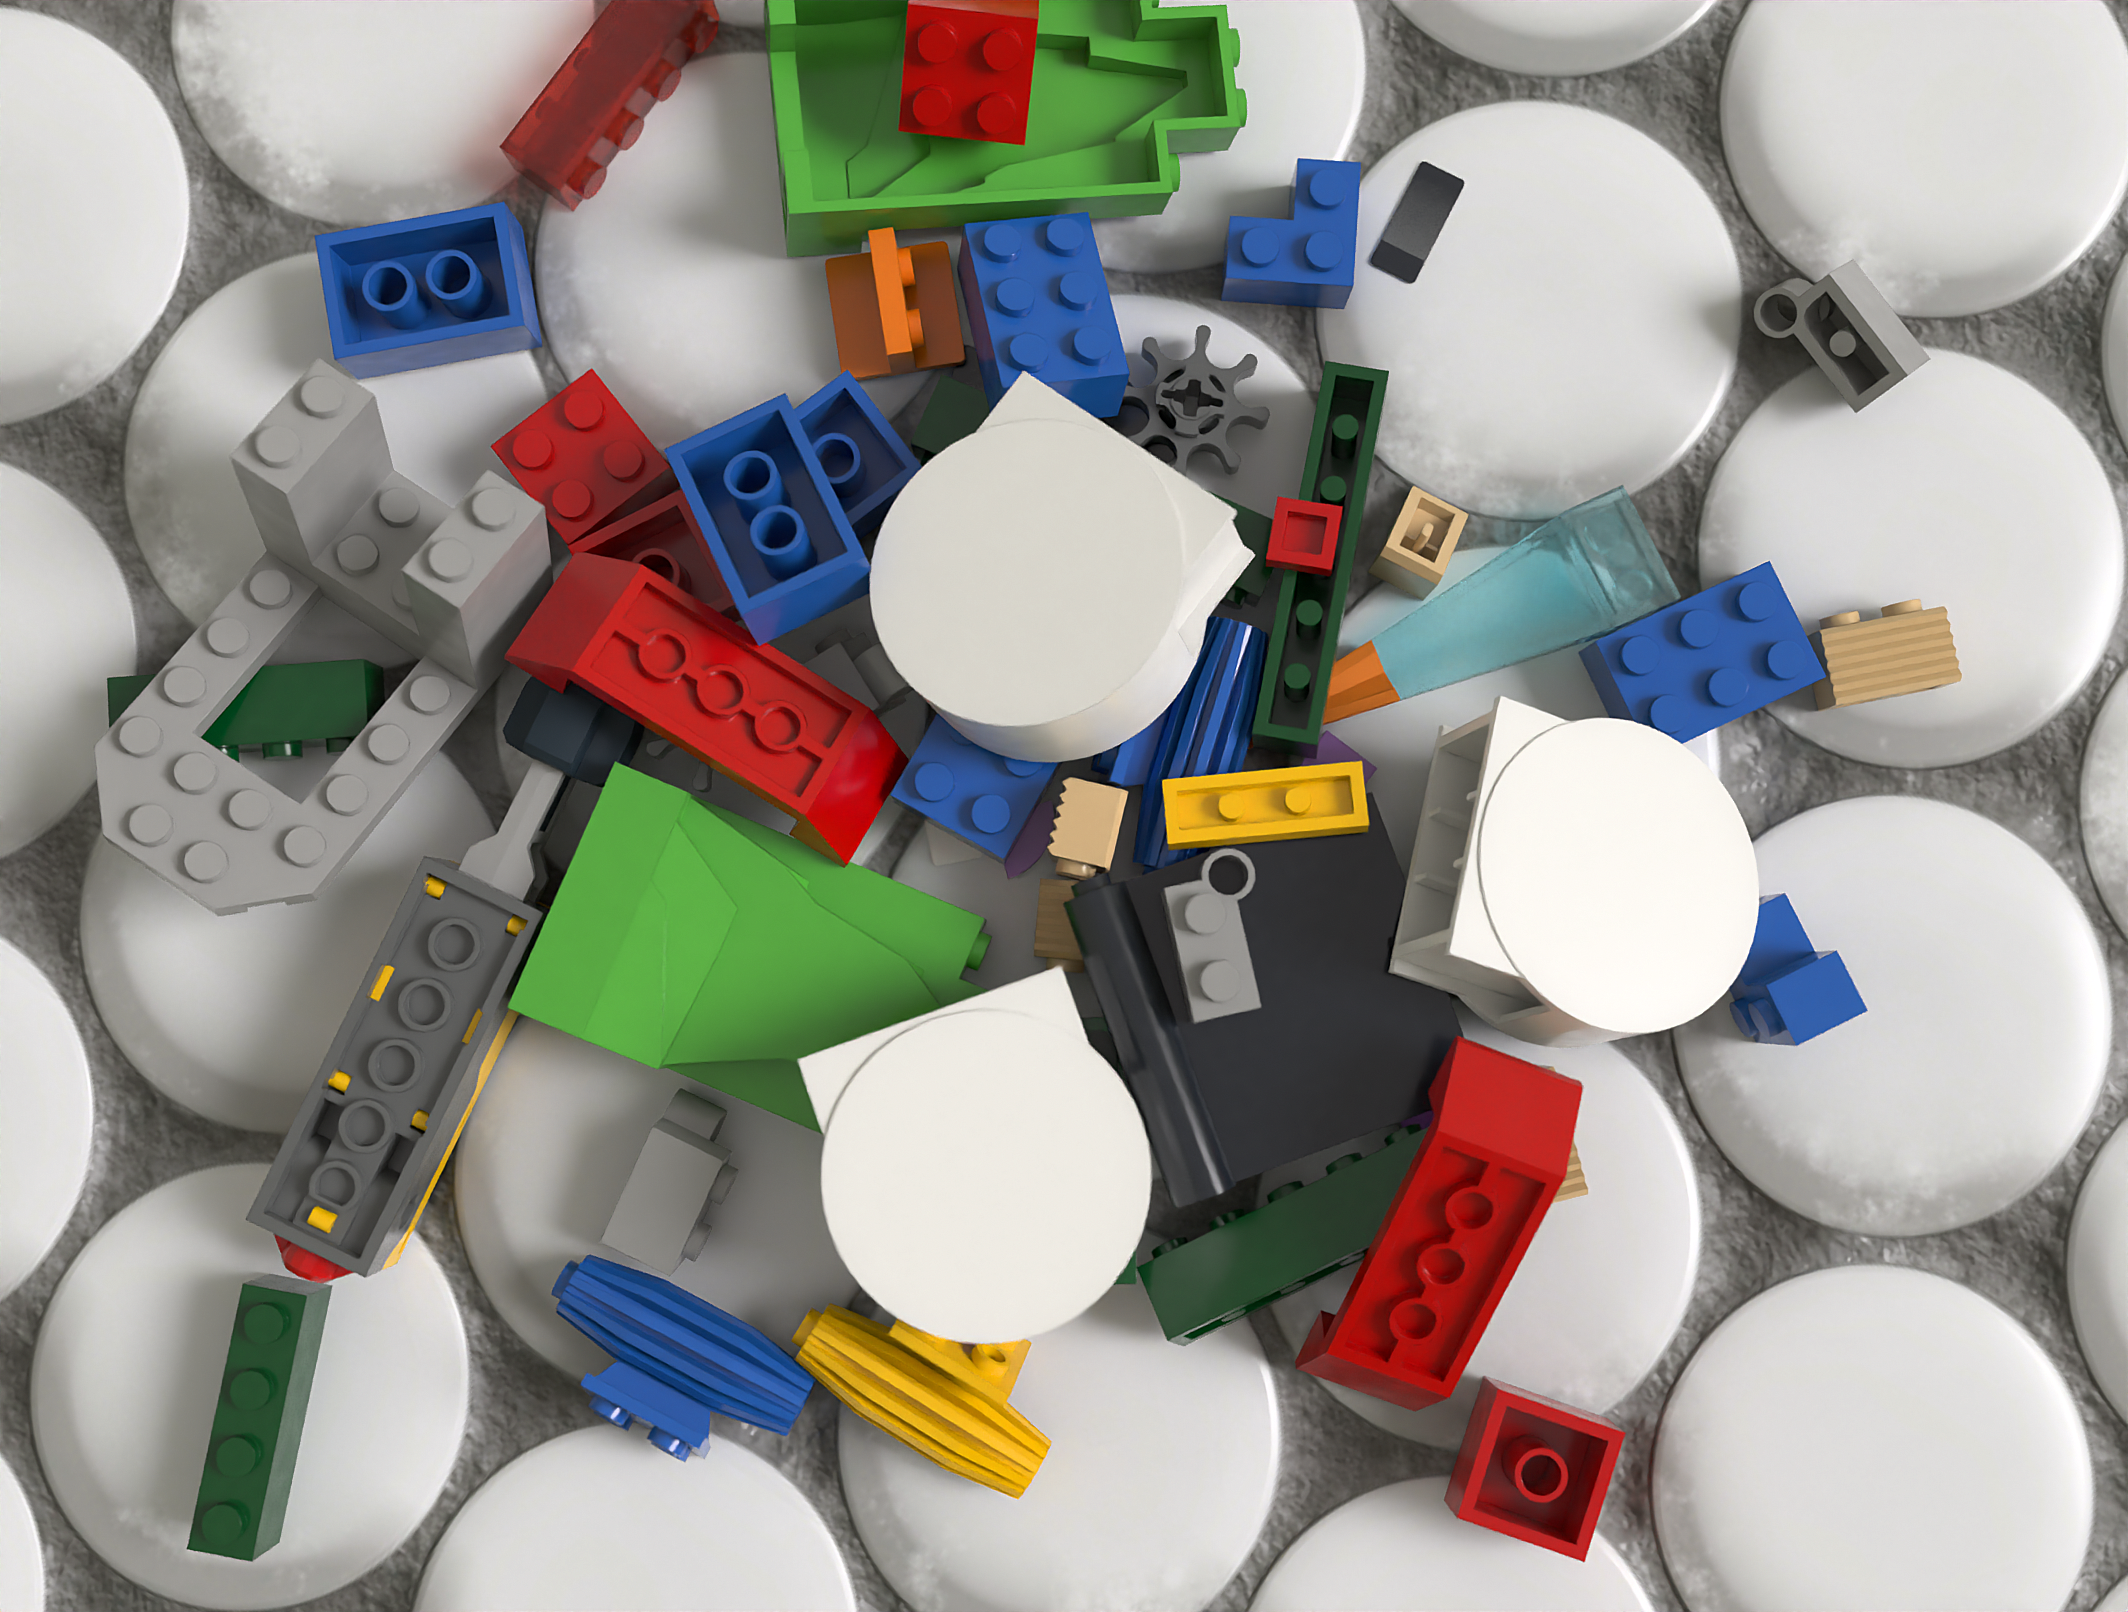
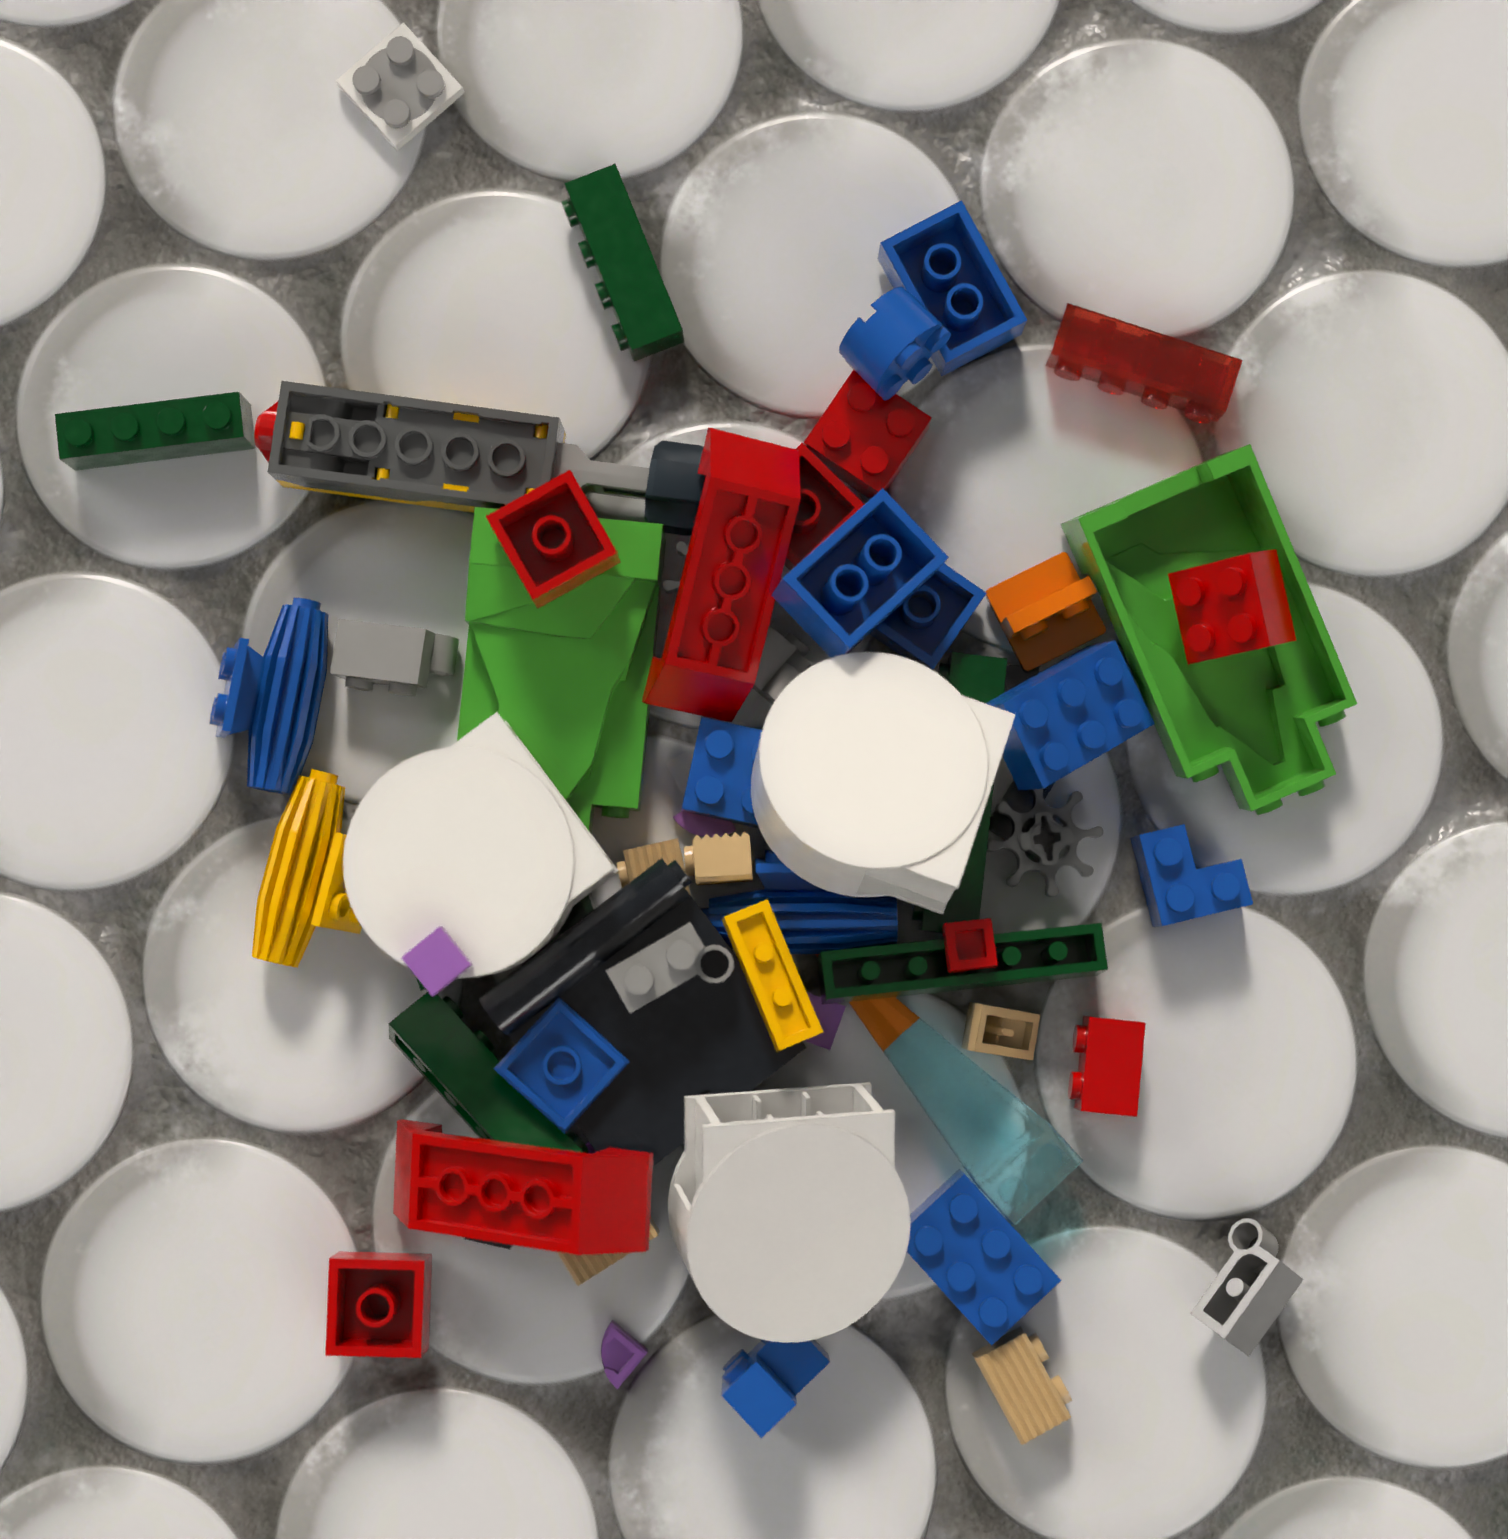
camera: 70 degrees right, 0 degrees up
(388, 553) = (757, 329): light grey bracket -> none
(474, 380) = (893, 343): none -> blue brick
(585, 910) = (553, 539): none -> red brick
(1113, 1246) = (437, 961): none -> medium lavender tile
(1297, 1123) = (562, 1065): none -> blue tile
(1417, 222) = (1232, 960): black sticker -> none
(1507, 418) = (1107, 1066): none -> red brick
(1687, 1165) = (620, 1353): none -> medium lavender tile

